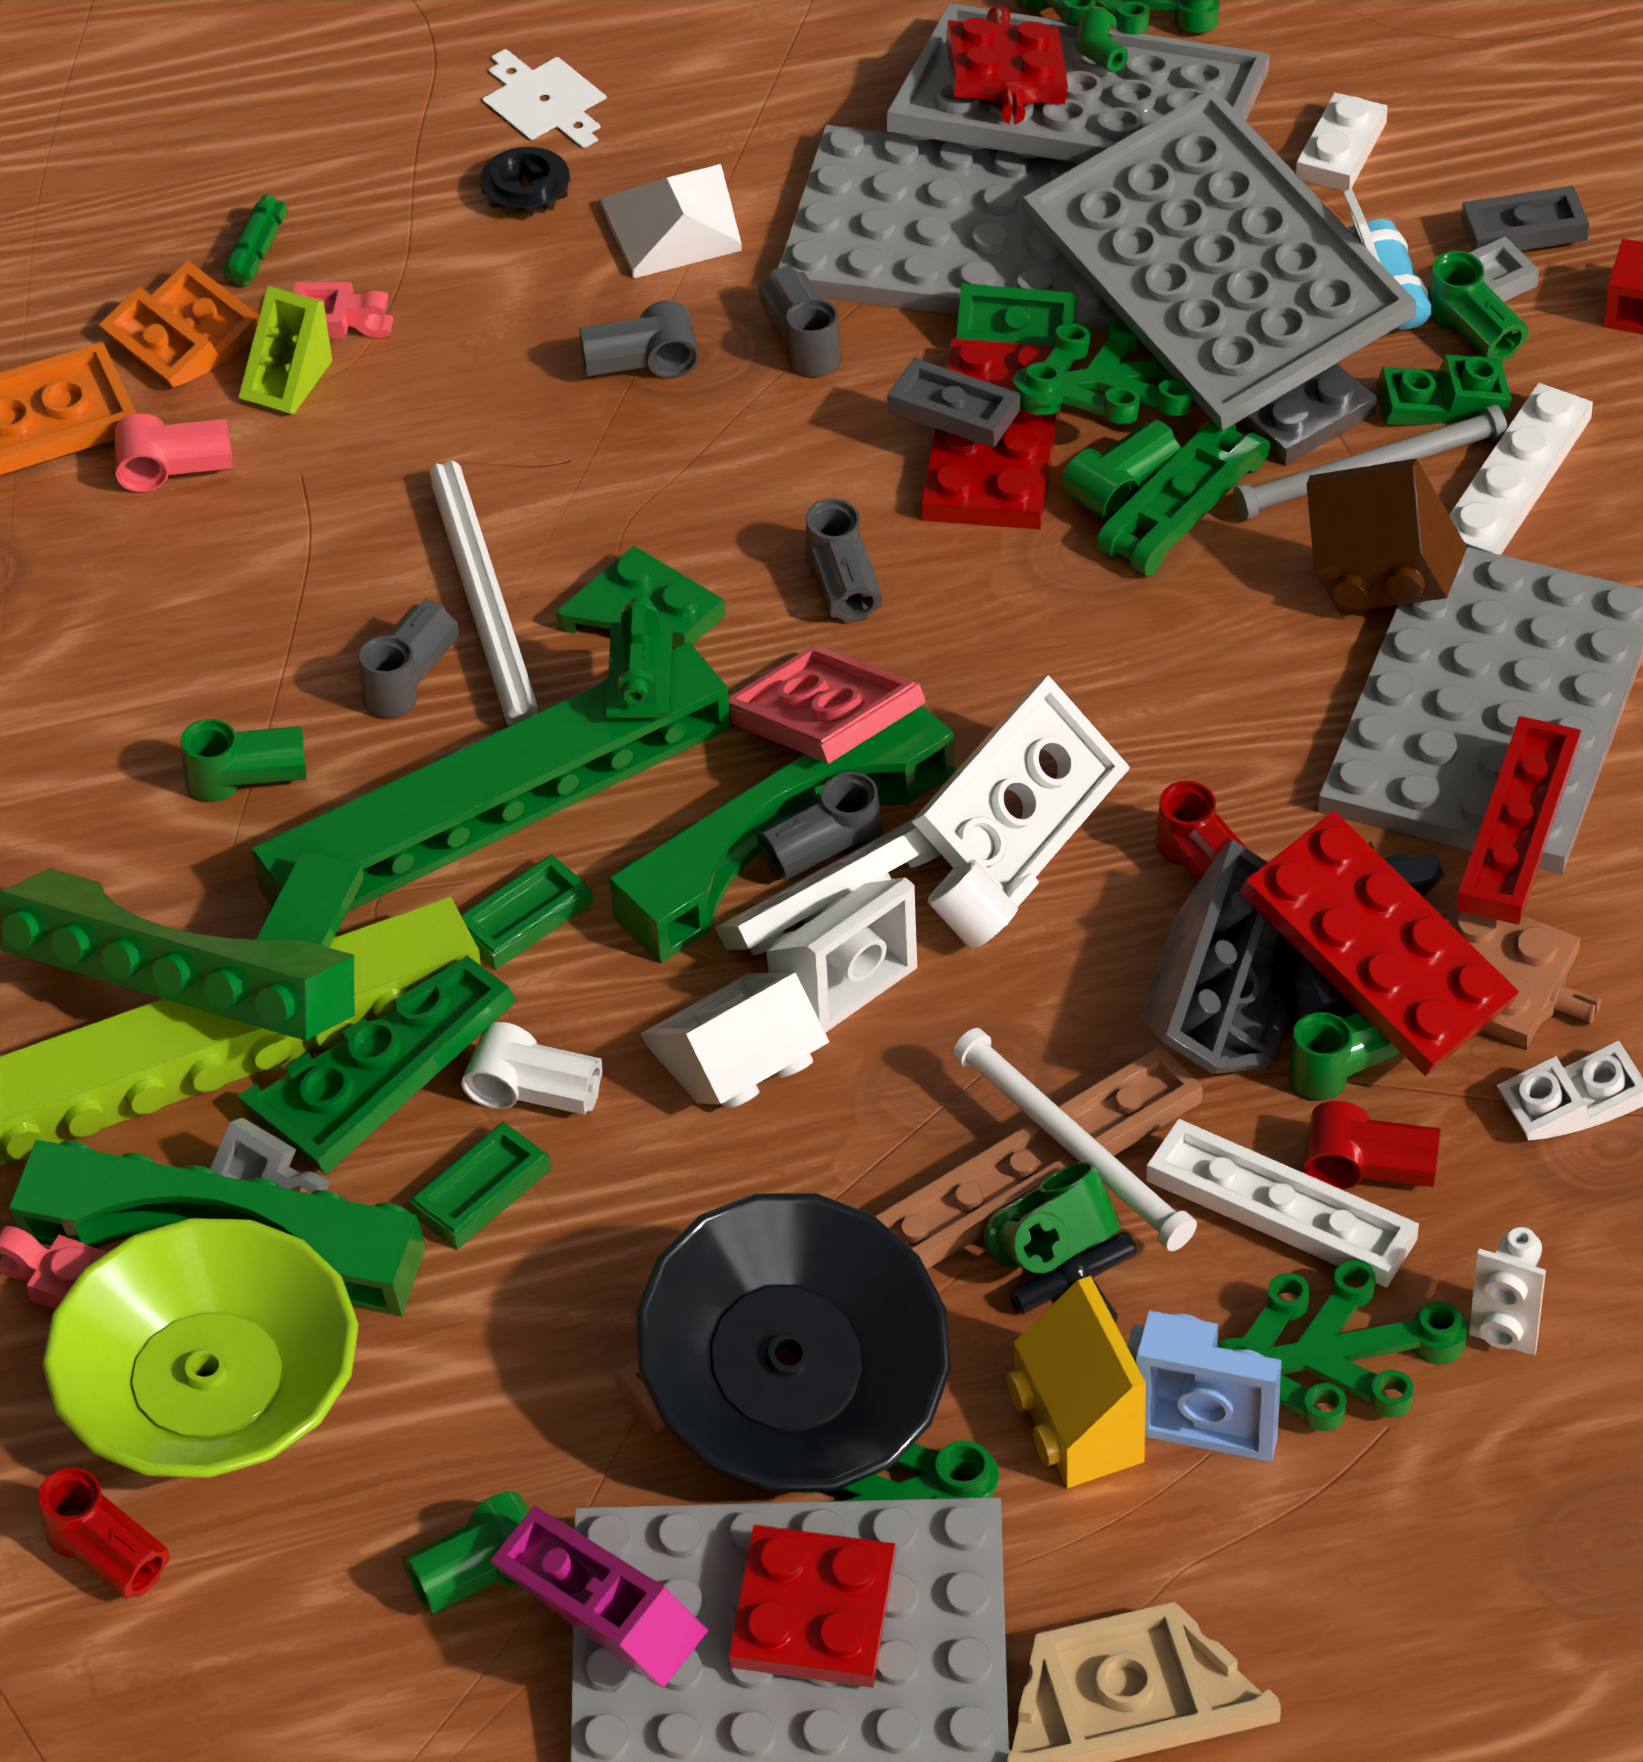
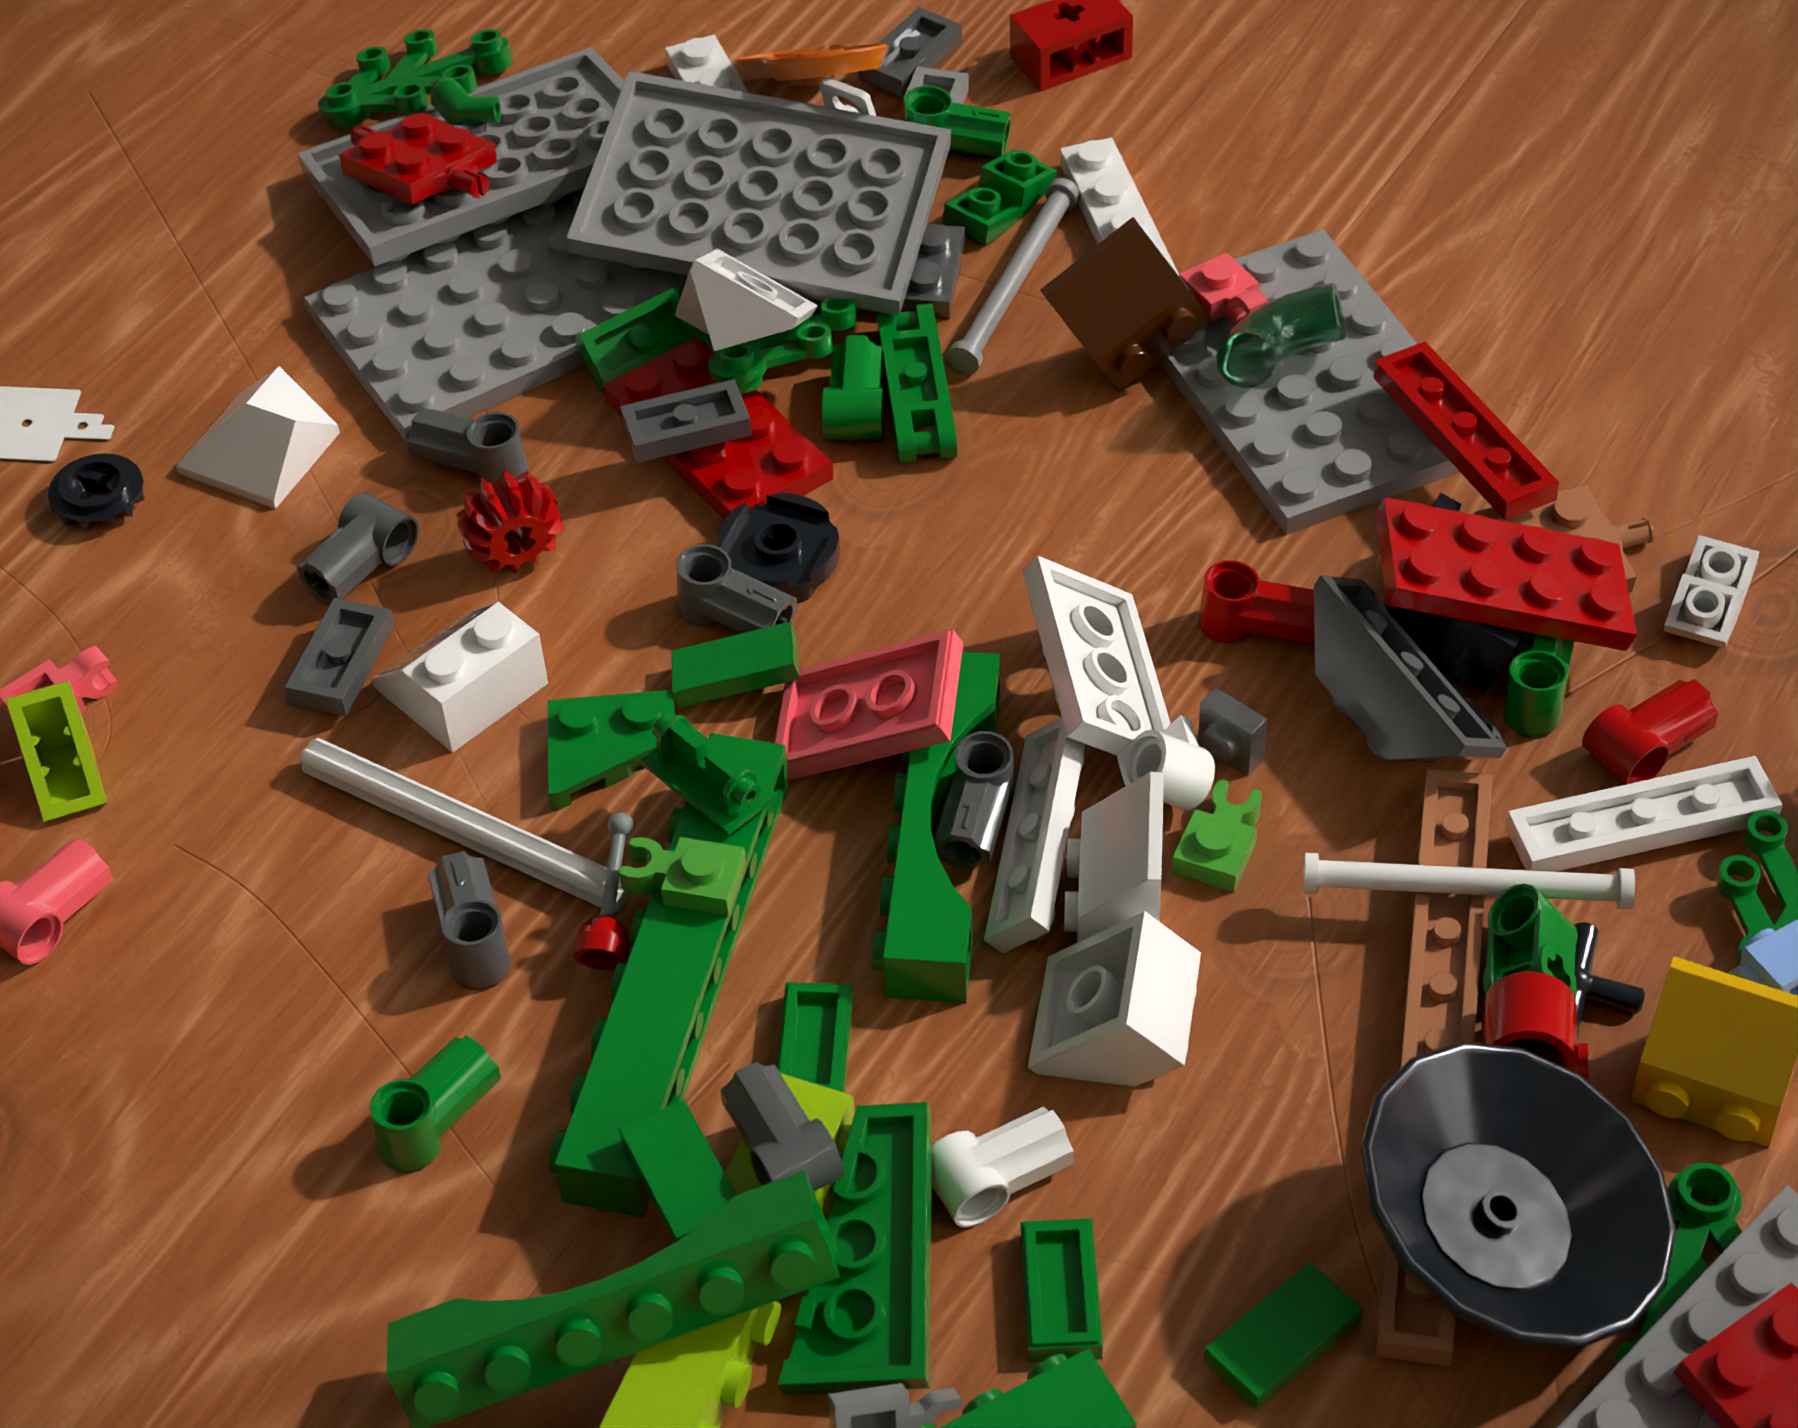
camera: 45 degrees left, 0 degrees up
(389, 930) = (778, 1130): none -> dark grey piece
(470, 727) = (604, 939): none -> red hinge
(538, 415) = (339, 656): none -> dark grey plate
(550, 729) = (693, 877): none -> bright green plate
(573, 1325) = (1283, 1335): none -> green tile
(601, 492) = (467, 675): none -> white slope
(748, 394) = (510, 521): none -> red gear
(784, 611) = (735, 665): none -> green tile
(932, 574) = (785, 517): none -> black plate
(961, 990) = (1219, 843): none -> bright green plate
(972, 1268) = (1536, 1015): none -> red piece
(1059, 915) = (1232, 731): none -> flat silver plate
(1086, 330) = (737, 302): none -> white slope
(1393, 172) = (811, 64): none -> orange plate
(1474, 641) = (1278, 331): none -> clear green cylinder
(1489, 582) = (1223, 288): none -> coral plate

